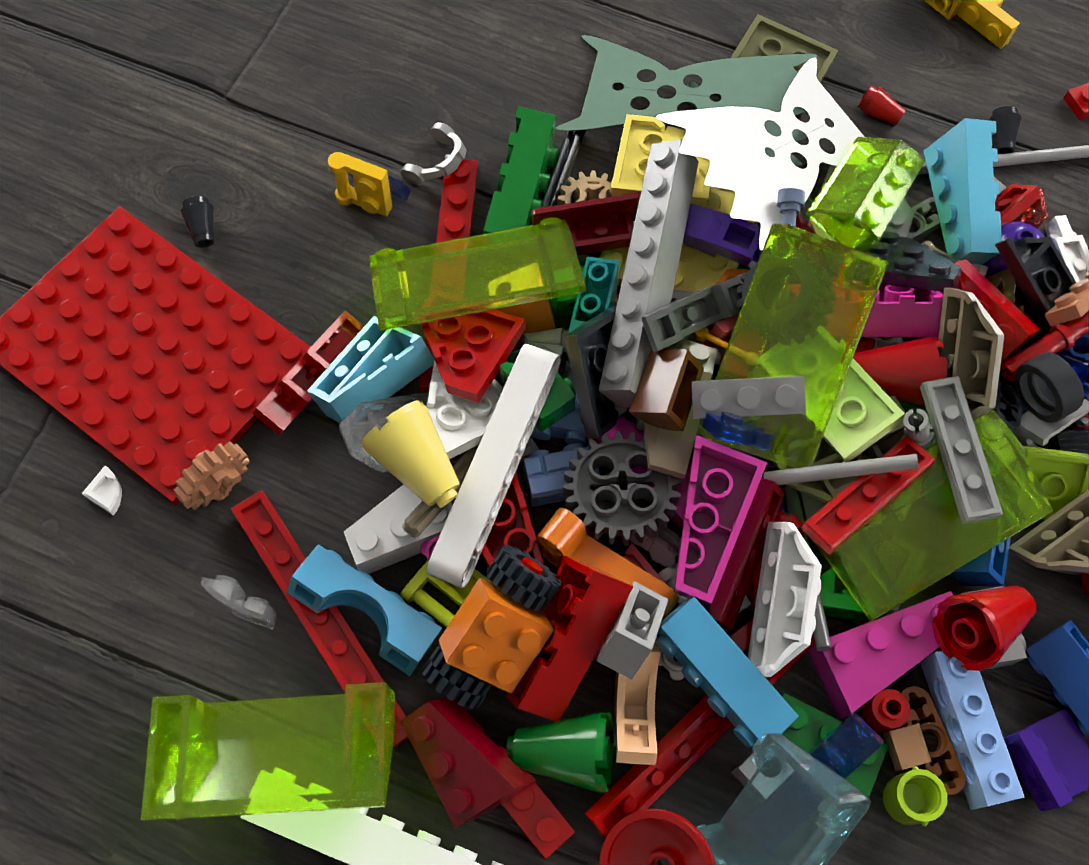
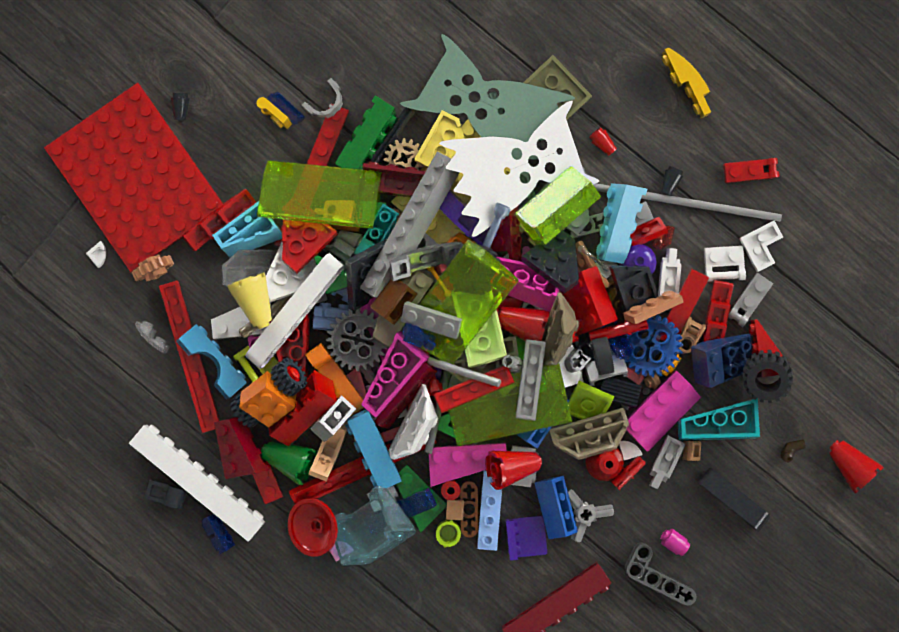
camera: 25 degrees right, 20 degrees up
(269, 754) = (148, 419): clear neon green slope -> none

